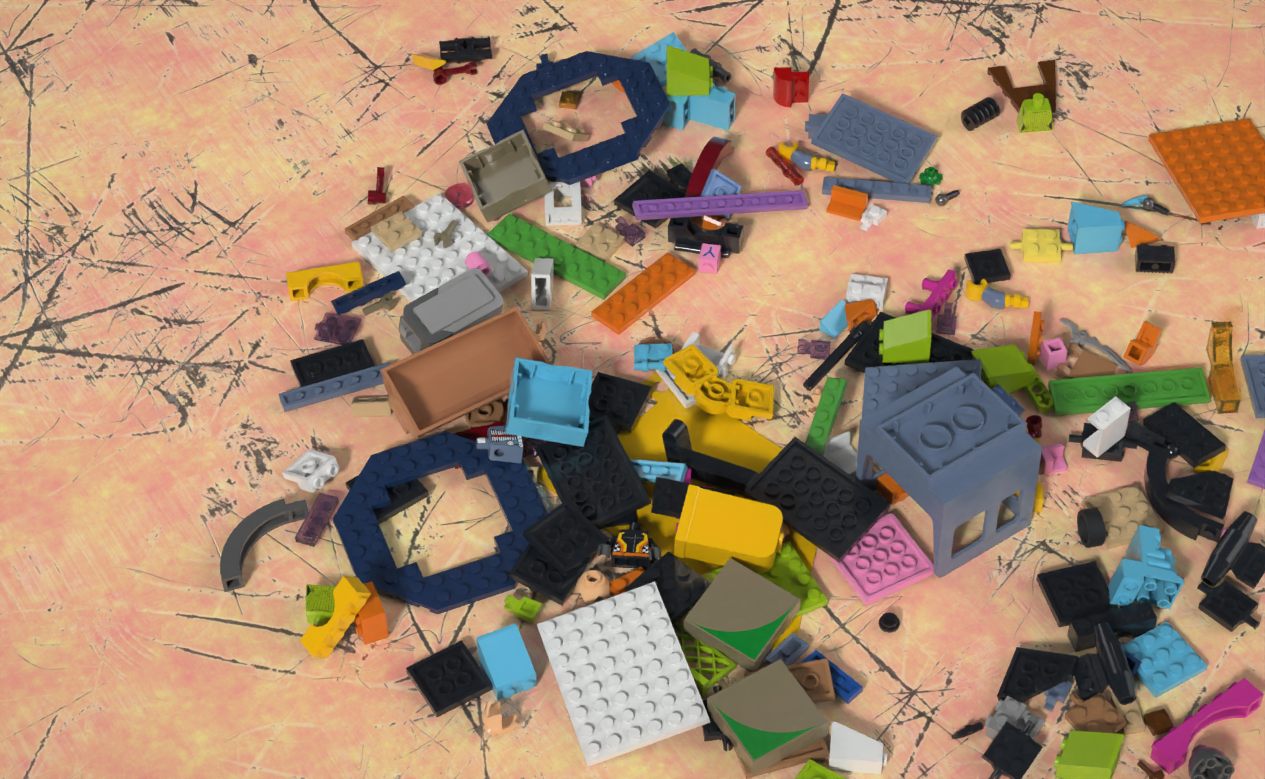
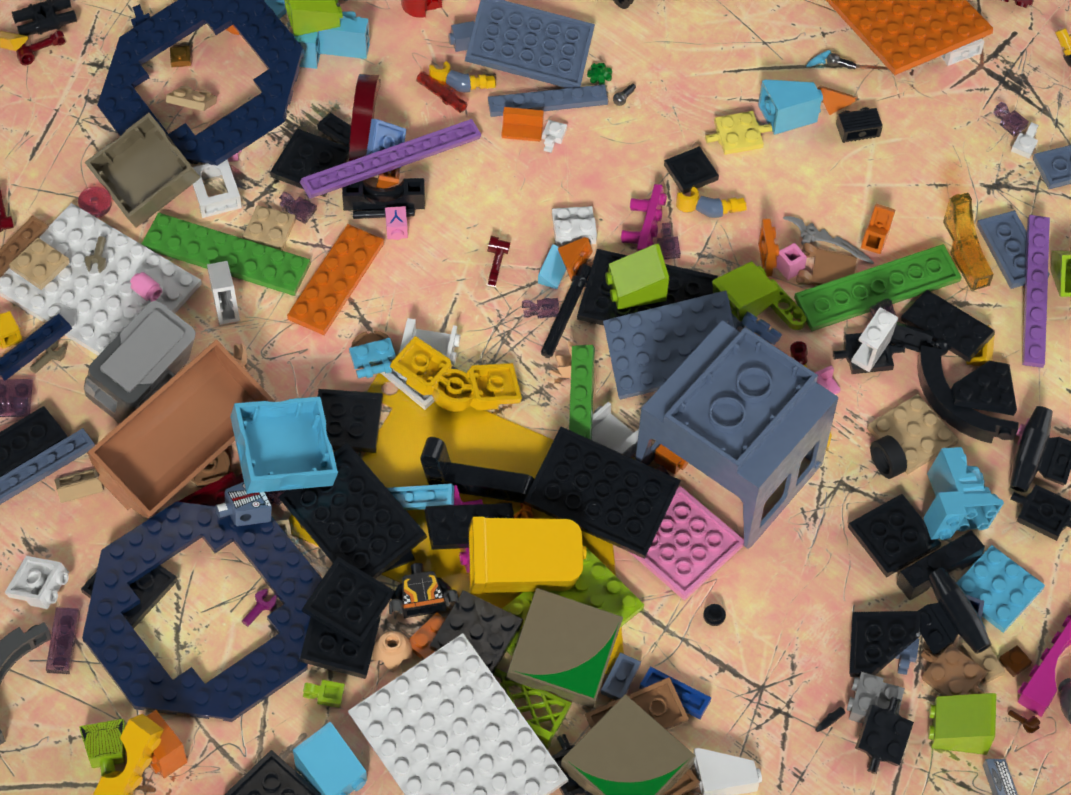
camera: 20 degrees left, 10 degrees up
(493, 529) = (260, 606): none -> magenta bar
(792, 295) = (498, 247): none -> dark red brick

